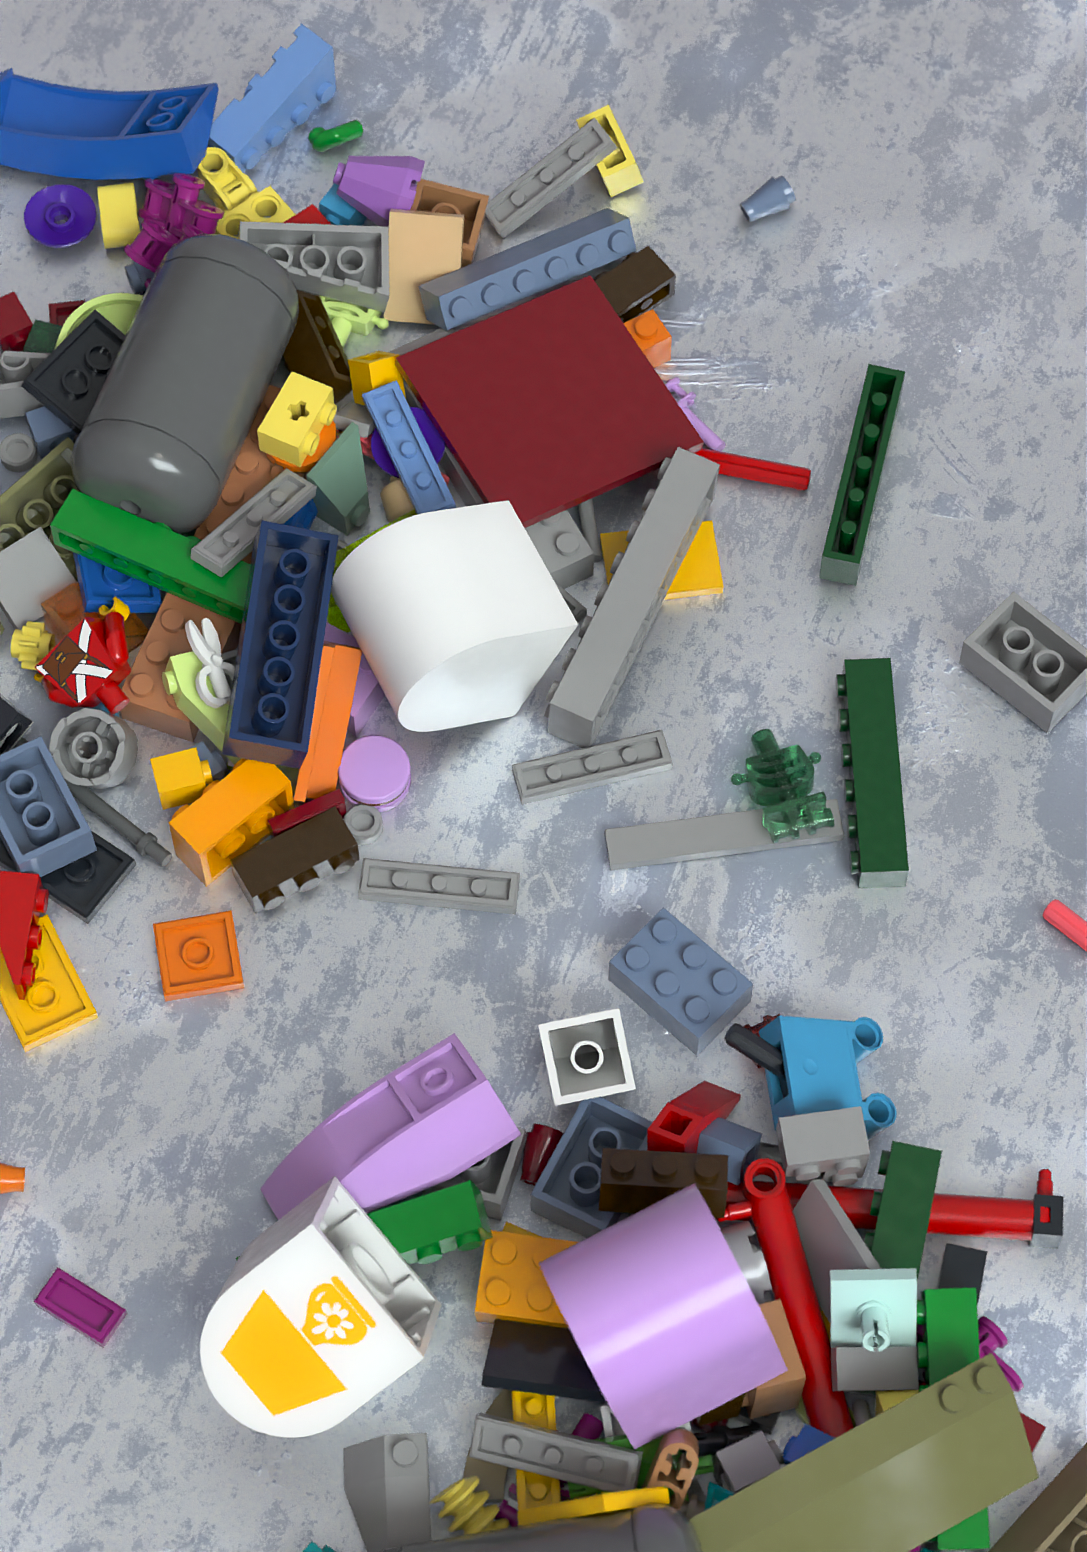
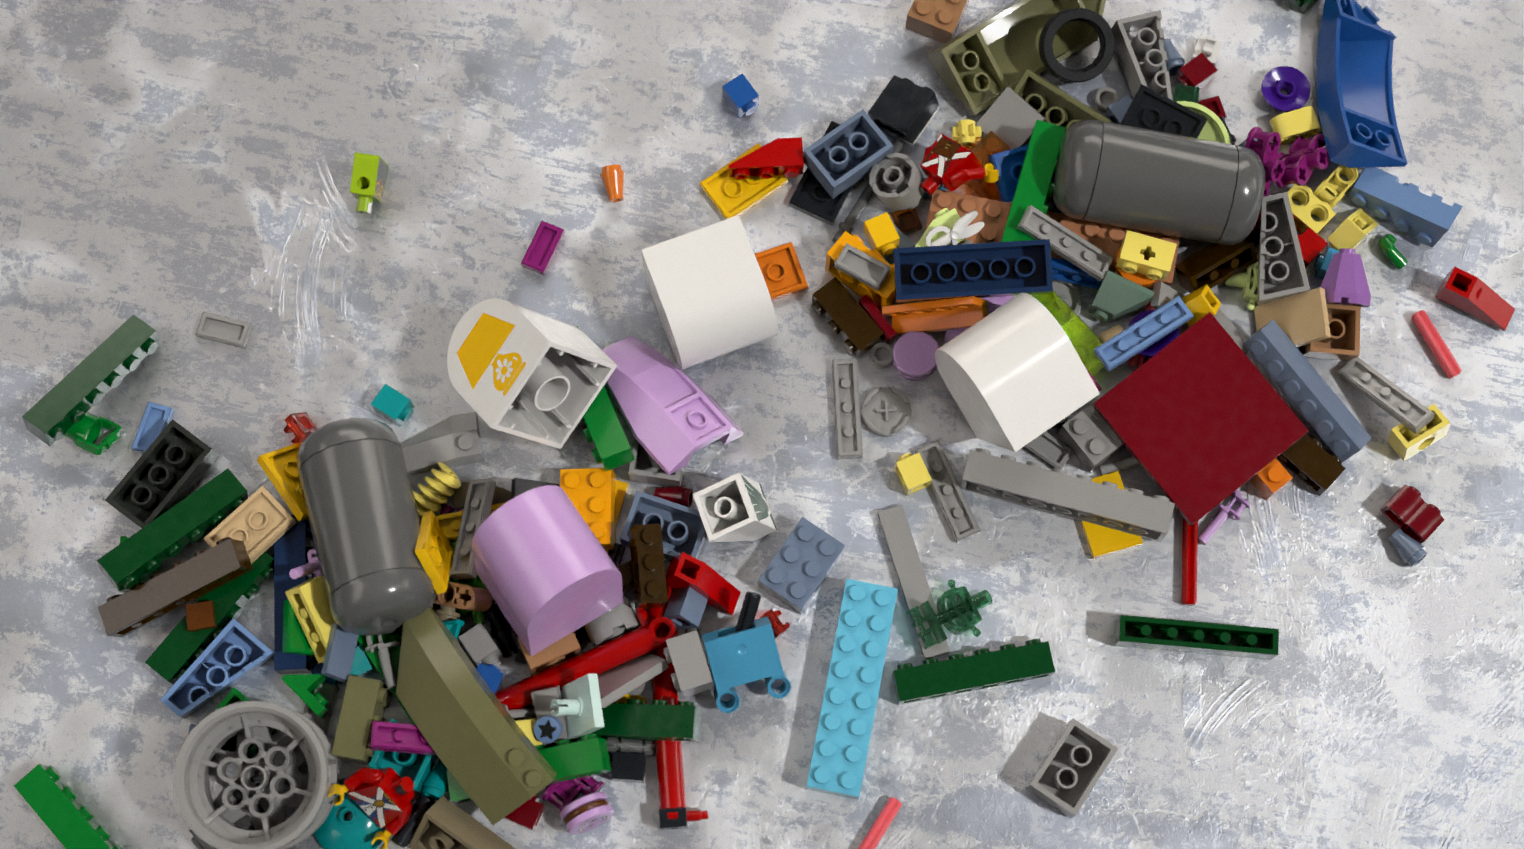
camera: 80 degrees right, 10 degrees up
(150, 748) = (906, 221): none -> reddish brown tile
(234, 805) = (862, 267): none -> light grey tile
(238, 1033) = (709, 292): none -> white brick
(298, 175) = (1352, 230): none -> light yellow slope
(424, 51) = (1475, 298): none -> red slope
(453, 831) = (886, 411): none -> light grey tile
(481, 110) = (1436, 344): none -> coral axle
(559, 806) = (912, 473): none -> light yellow brick
(722, 184) = (1412, 513): none -> dark red brick
(878, 938) = (852, 689): none -> medium azure brick
(898, 1371) = (548, 729): none -> medium blue tile
(930, 1263) = (630, 746): none -> dark grey axle
(1028, 1343) = (586, 813): none -> lavender head

